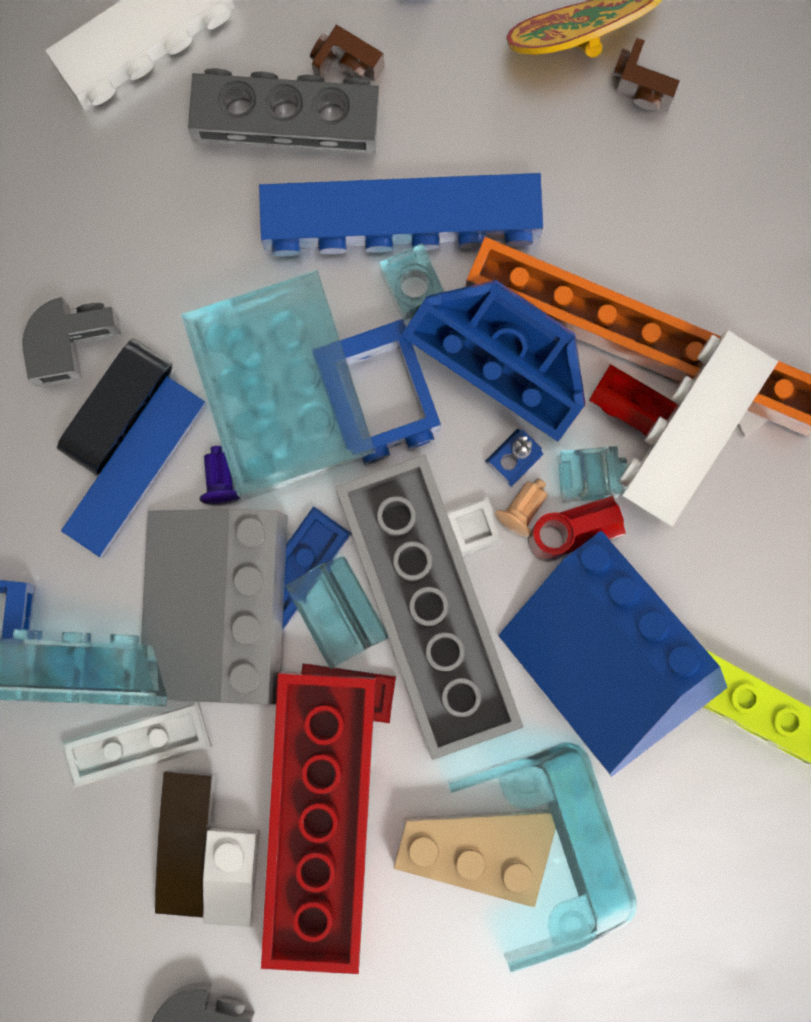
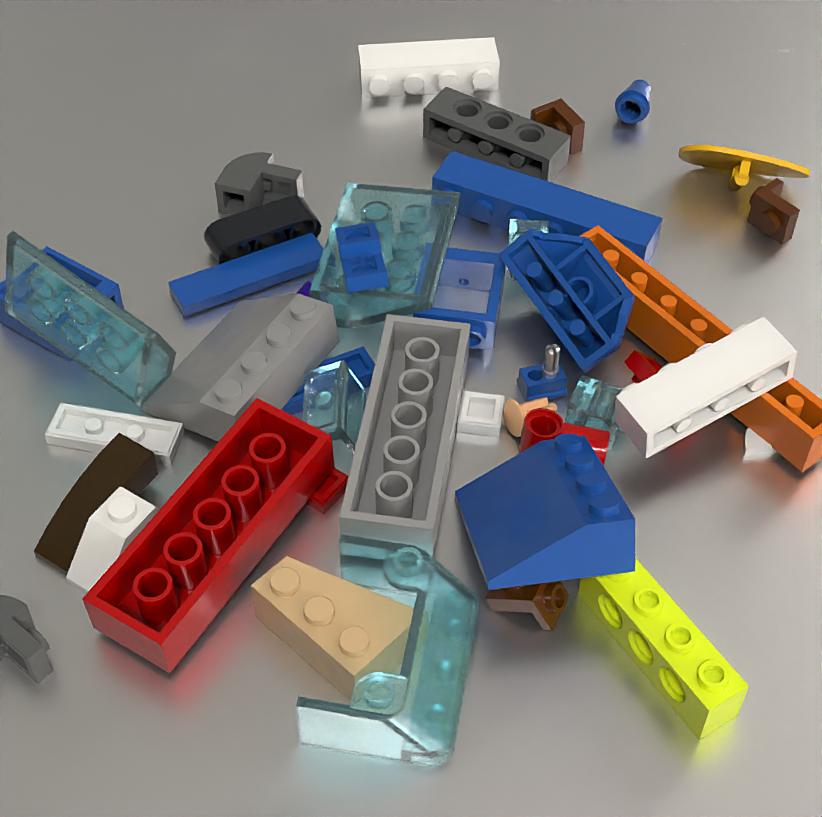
camera: 30 degrees right, 35 degrees down
(269, 430) = (361, 257): none -> blue slope

